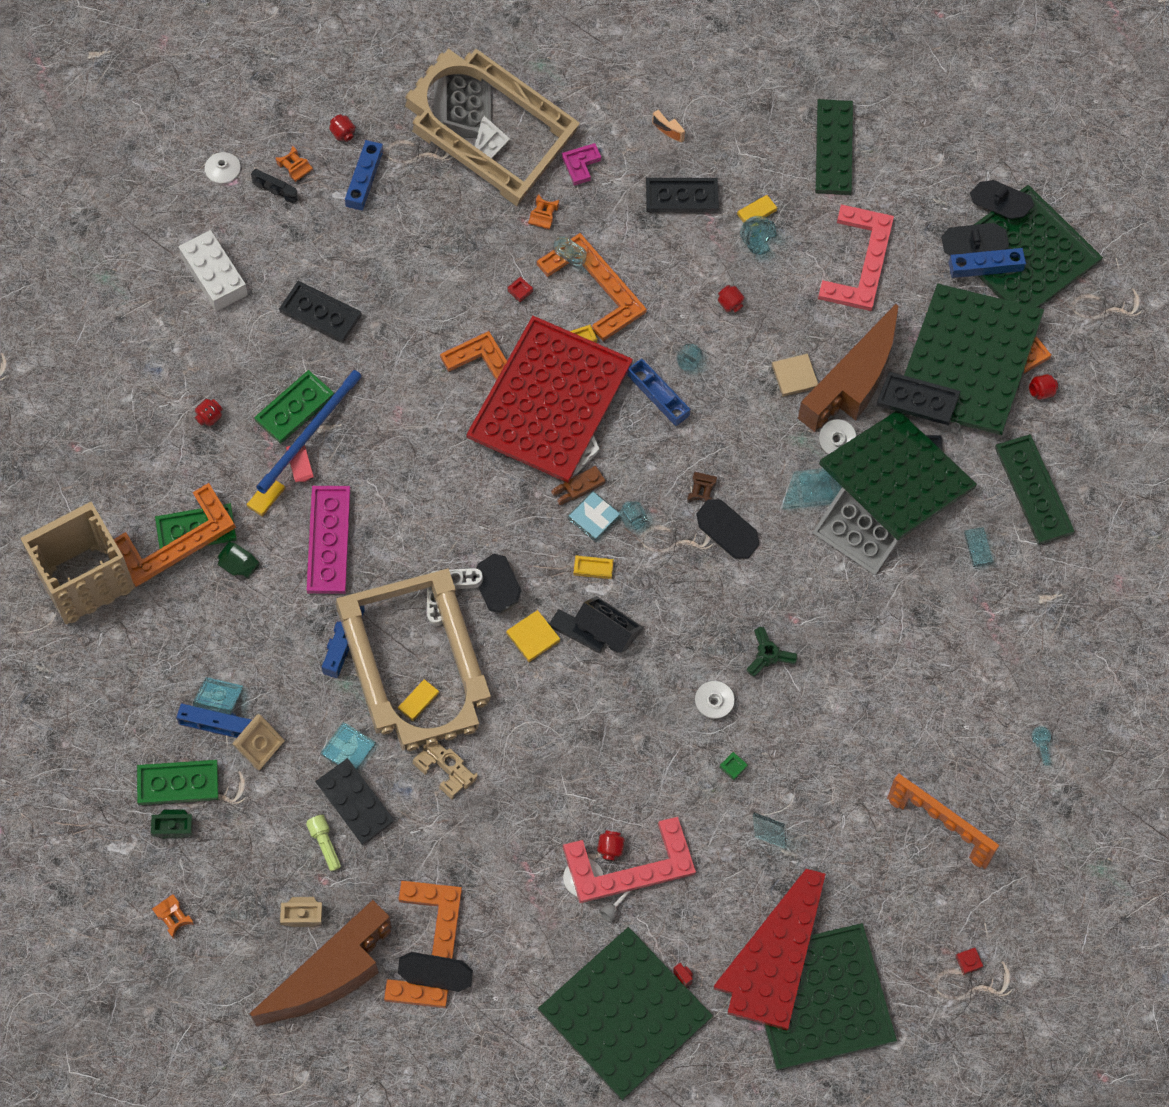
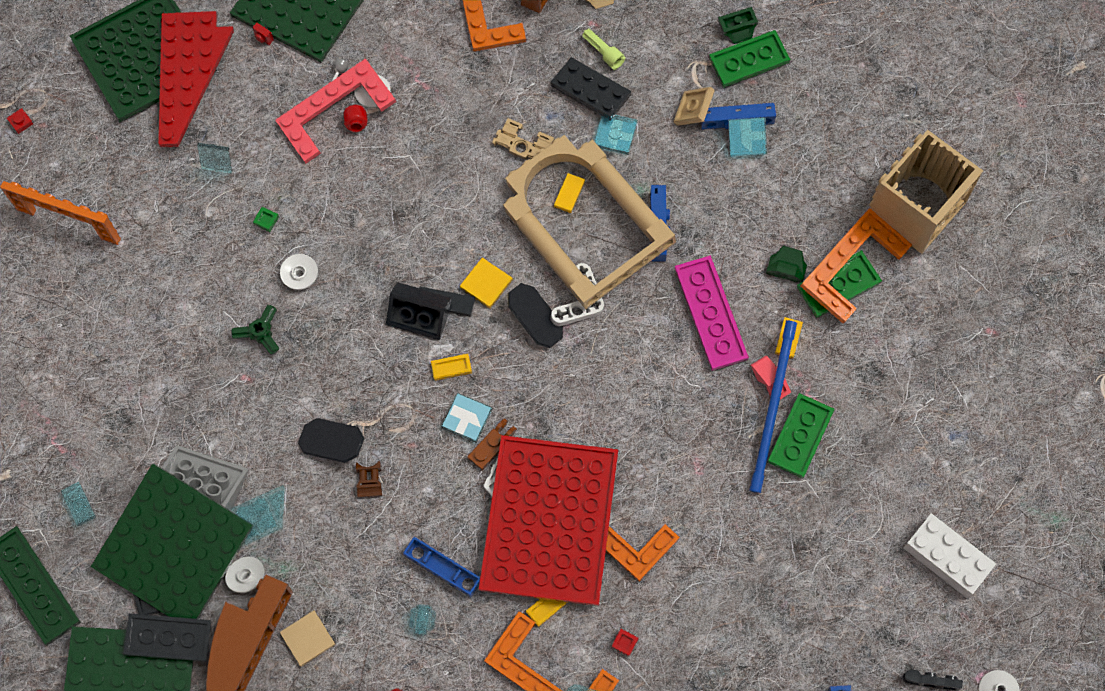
camera: 165 degrees right, 5 degrees up
(208, 412) = (881, 399): red head -> none
(320, 311) = (820, 548): black plate -> none
(633, 515) = (427, 426): clear light blue head -> none

